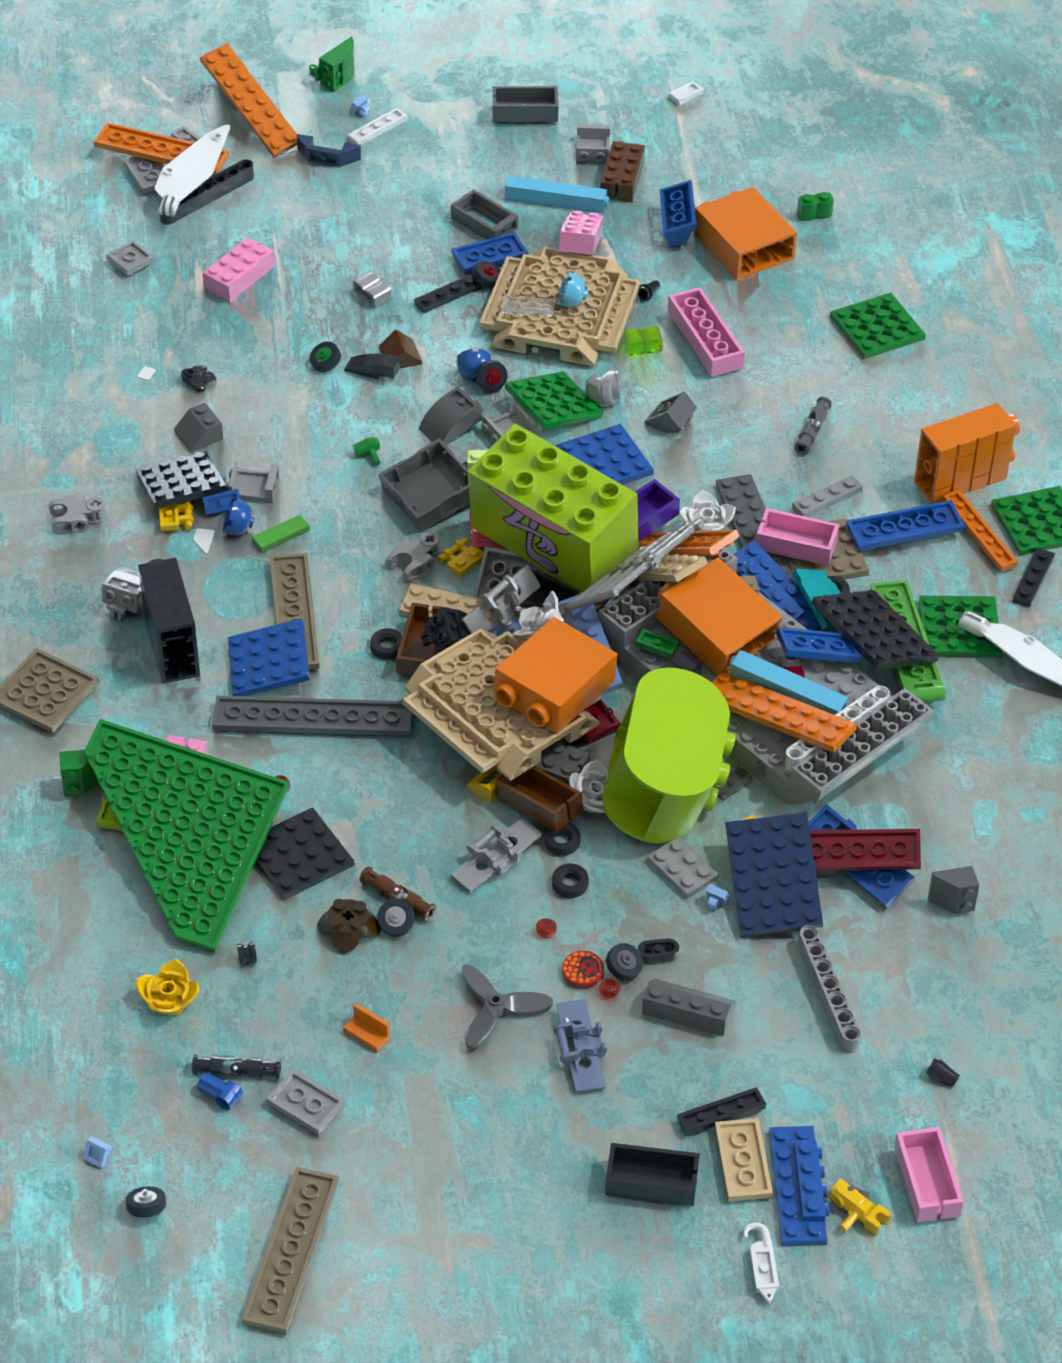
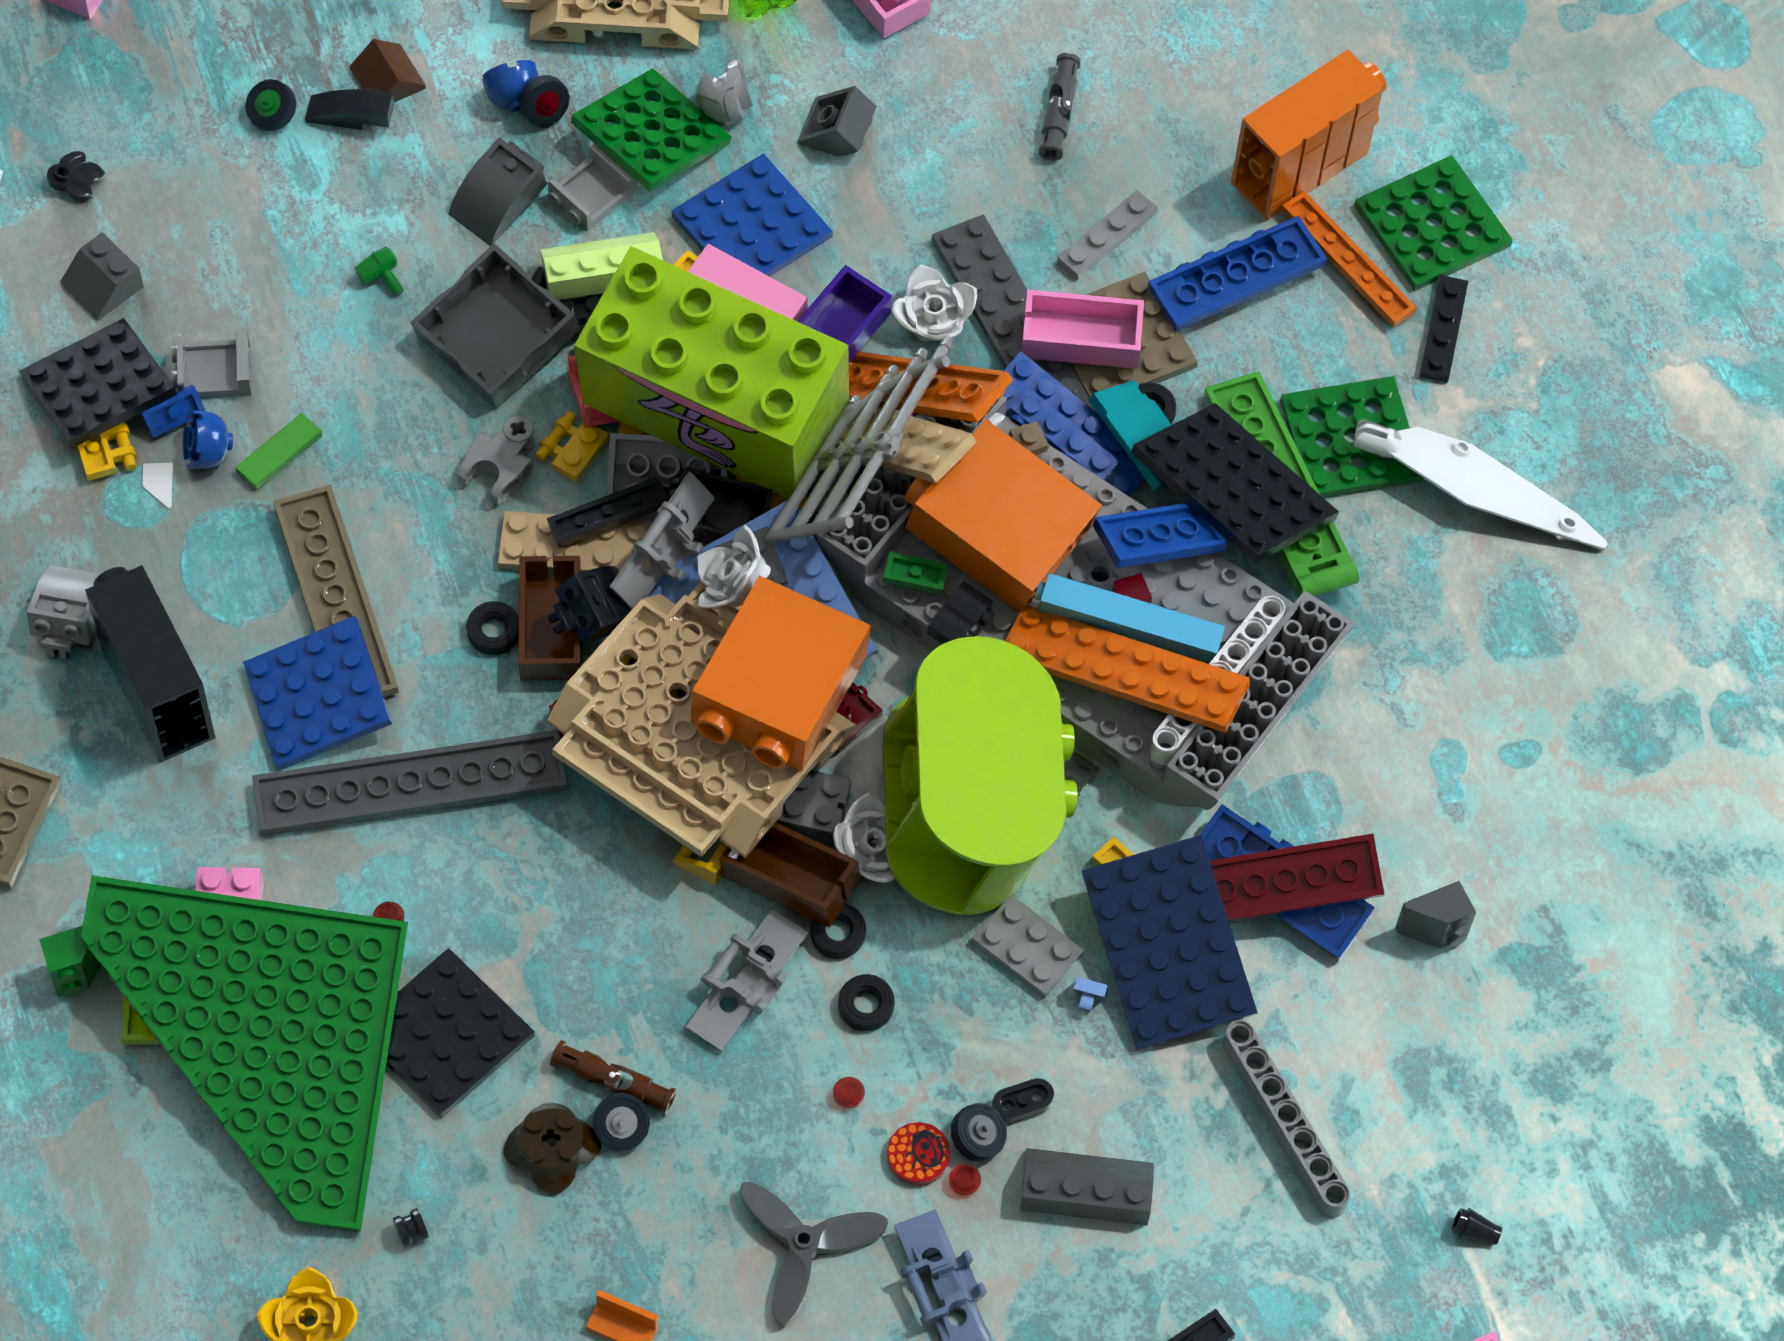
camera: 15 degrees left, 15 degrees up
(466, 590) = (607, 512): none -> black plate

